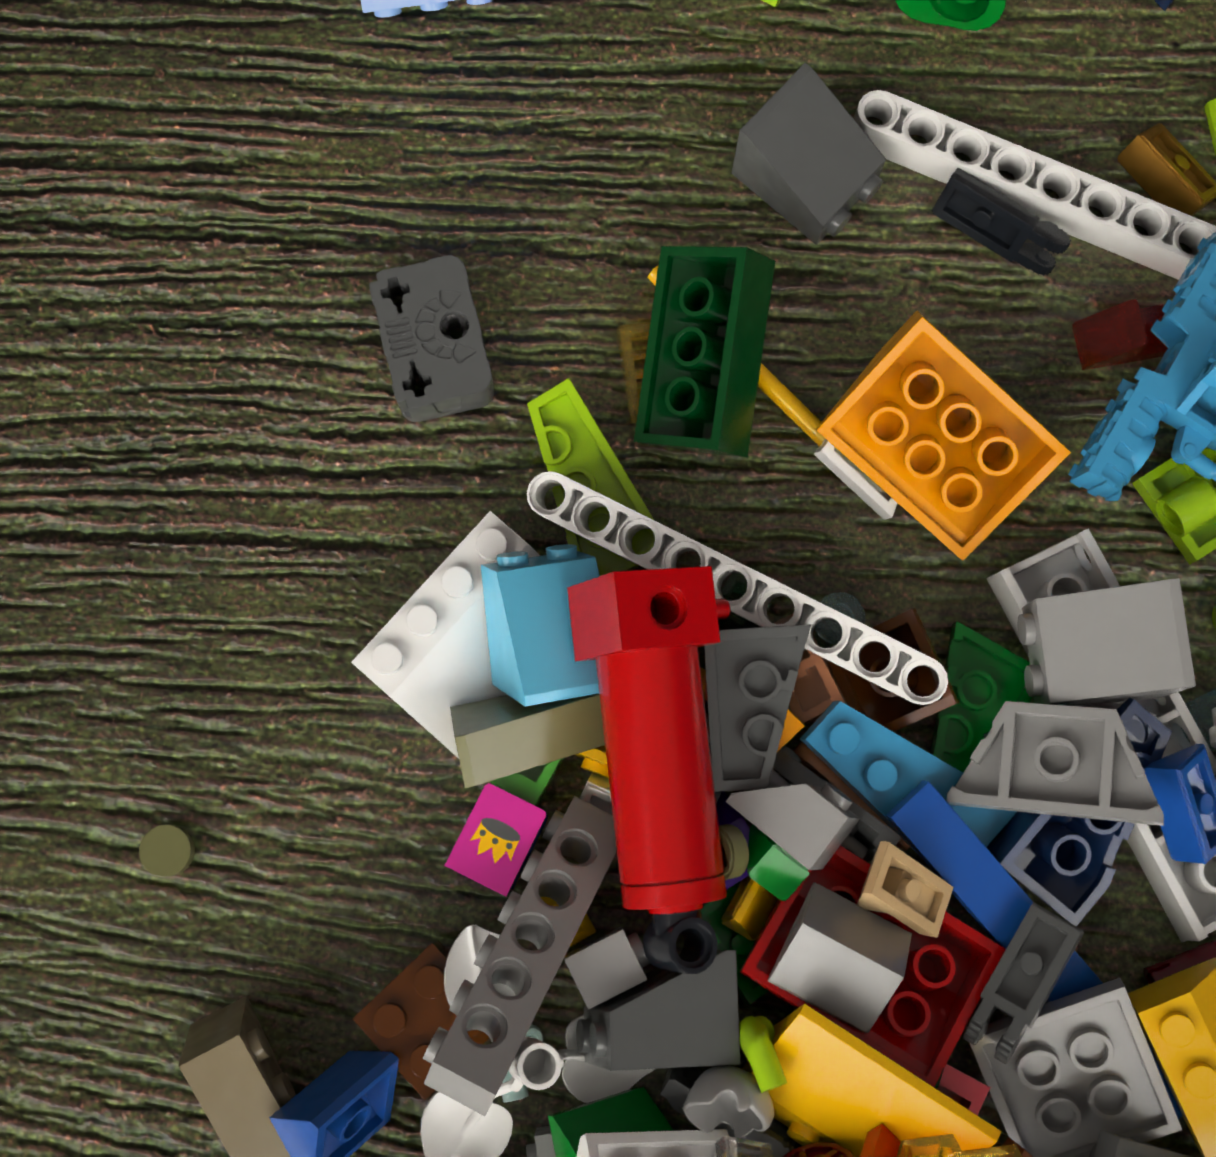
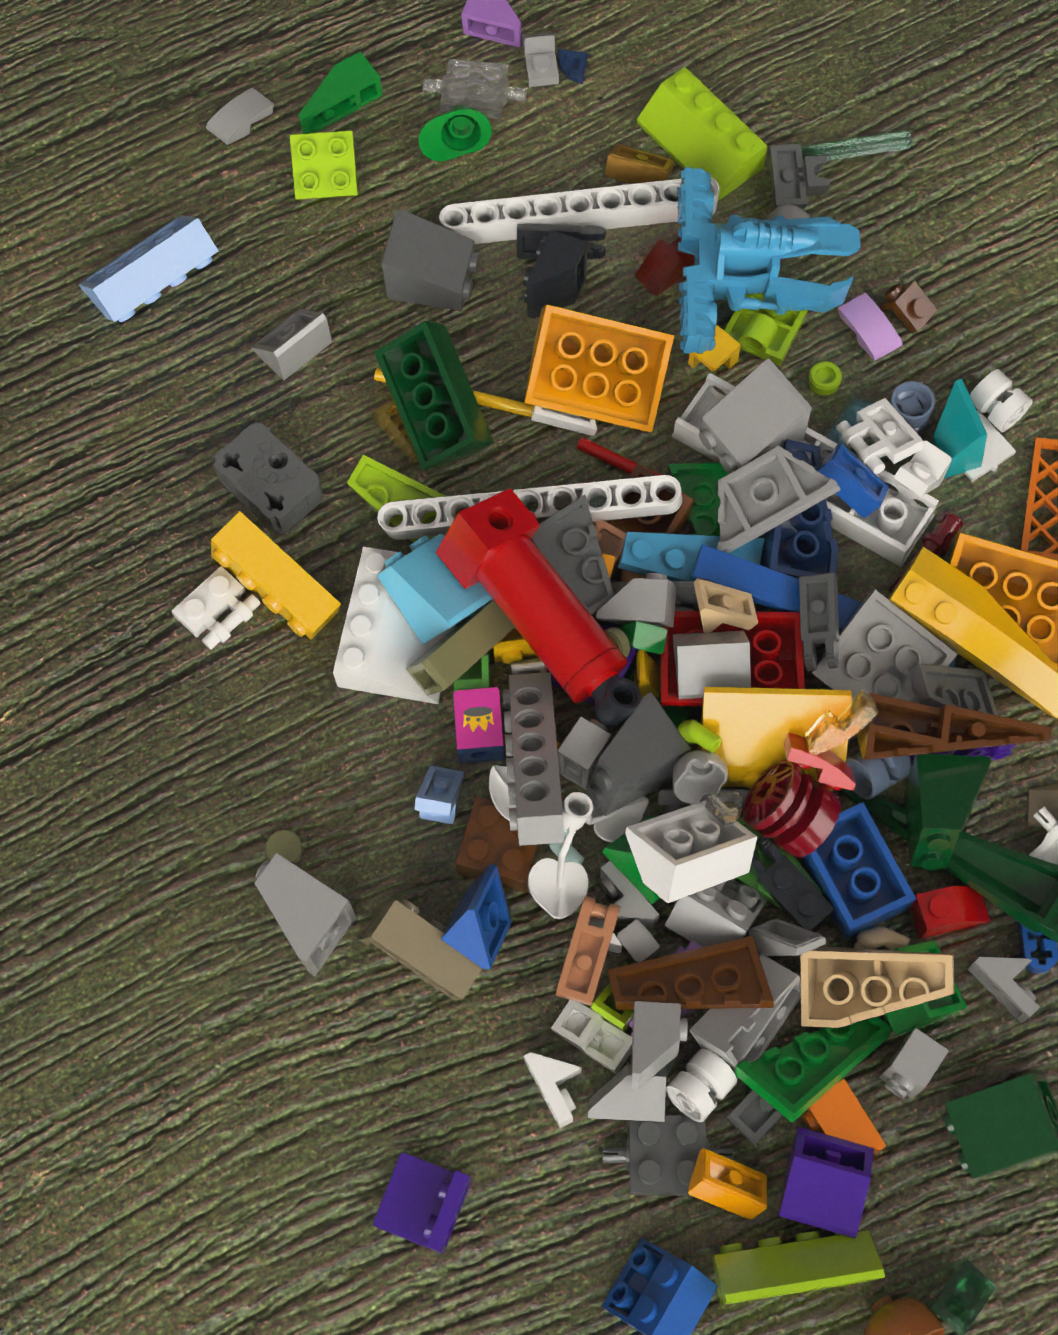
camera: 25 degrees left, 10 degrees down
(126, 960) = (305, 909): none -> light grey slope
(265, 463) = (209, 602): none -> white plate
(356, 481) = (273, 576): none -> yellow wedge
(395, 899) = (439, 794): none -> light blue slope
(574, 167) = (294, 342): none -> light grey slope
(897, 577) = (608, 456): none -> red bar
(967, 269) = (556, 273): none -> black slope
(1128, 510) = (725, 352): none -> yellow panel

